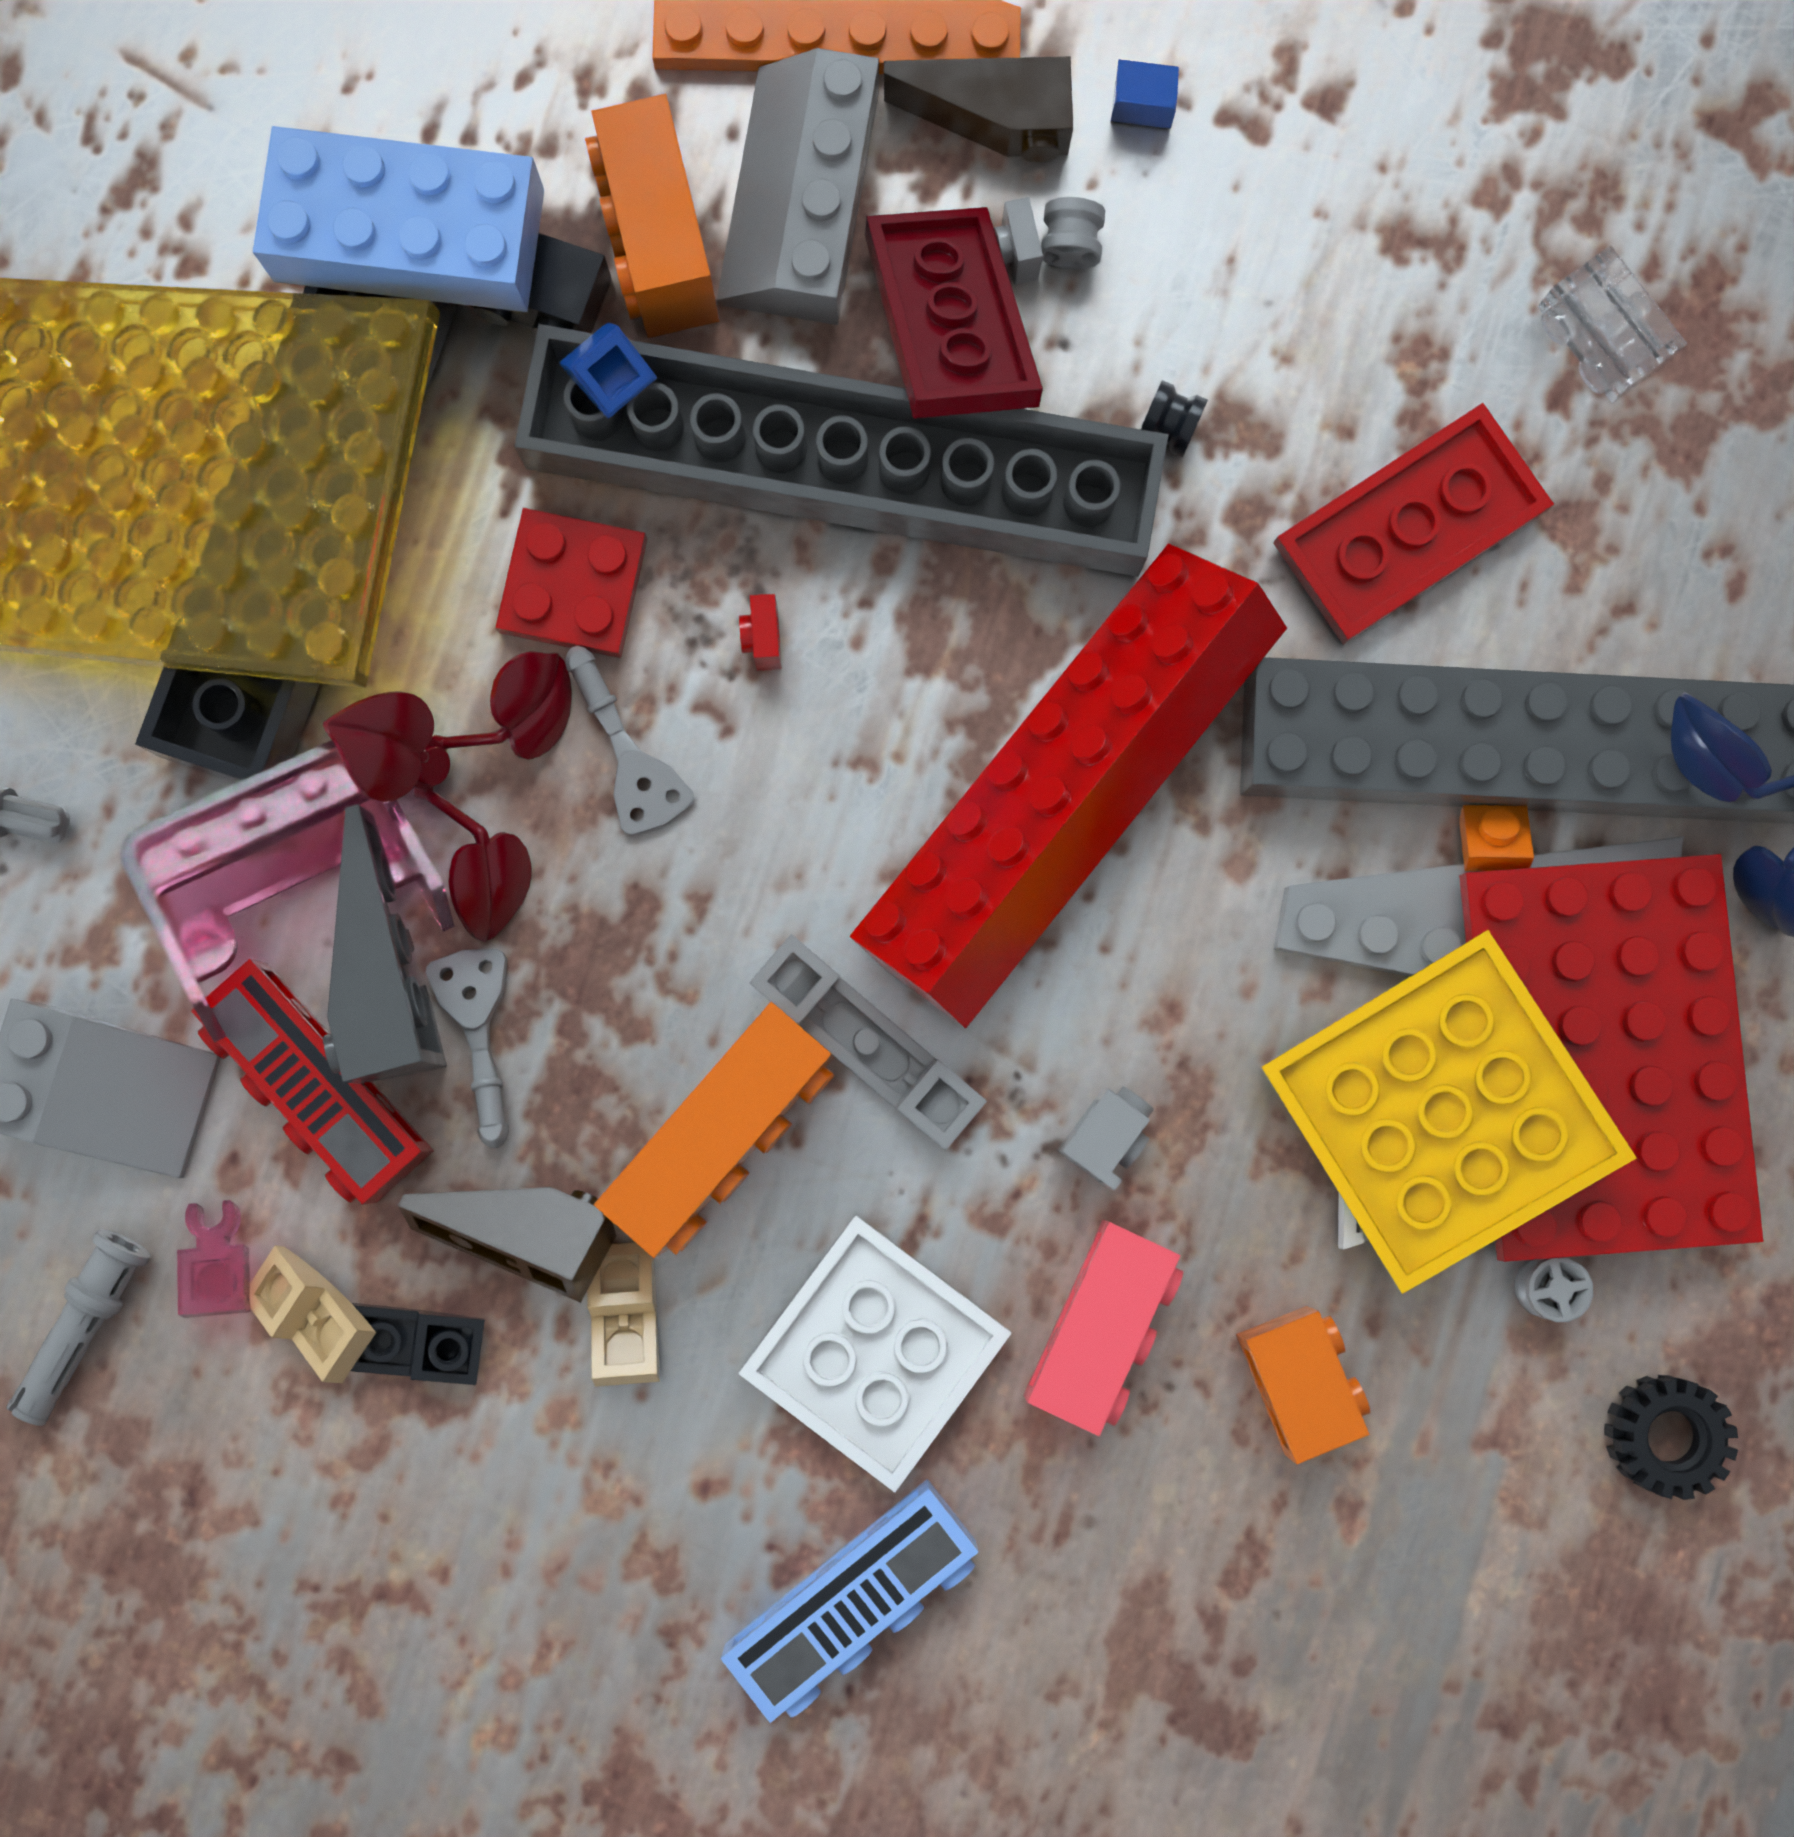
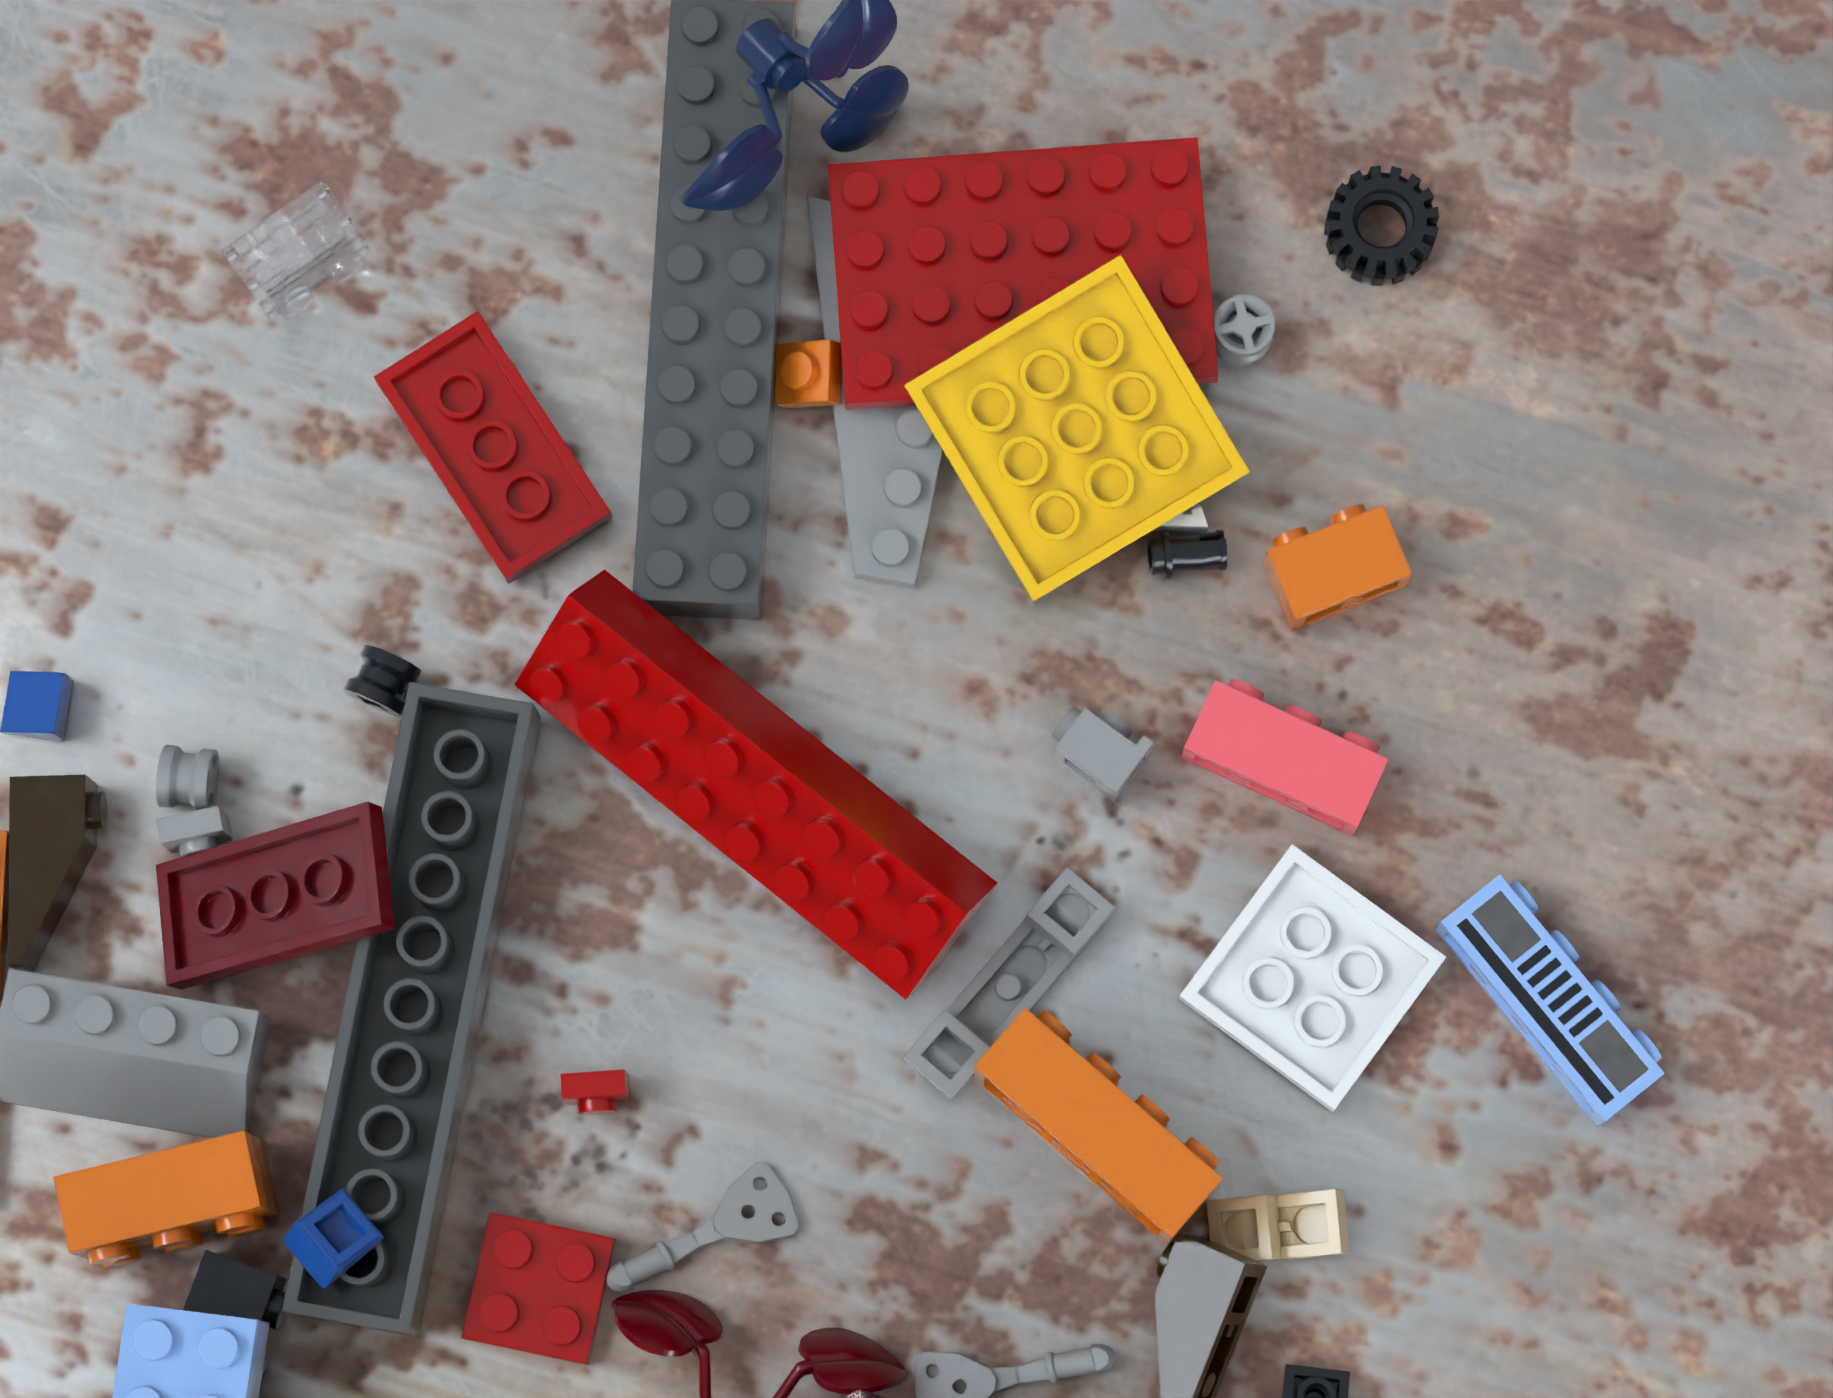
camera: 80 degrees left, 5 degrees down
(1315, 1226) = (1186, 553): none -> black pin

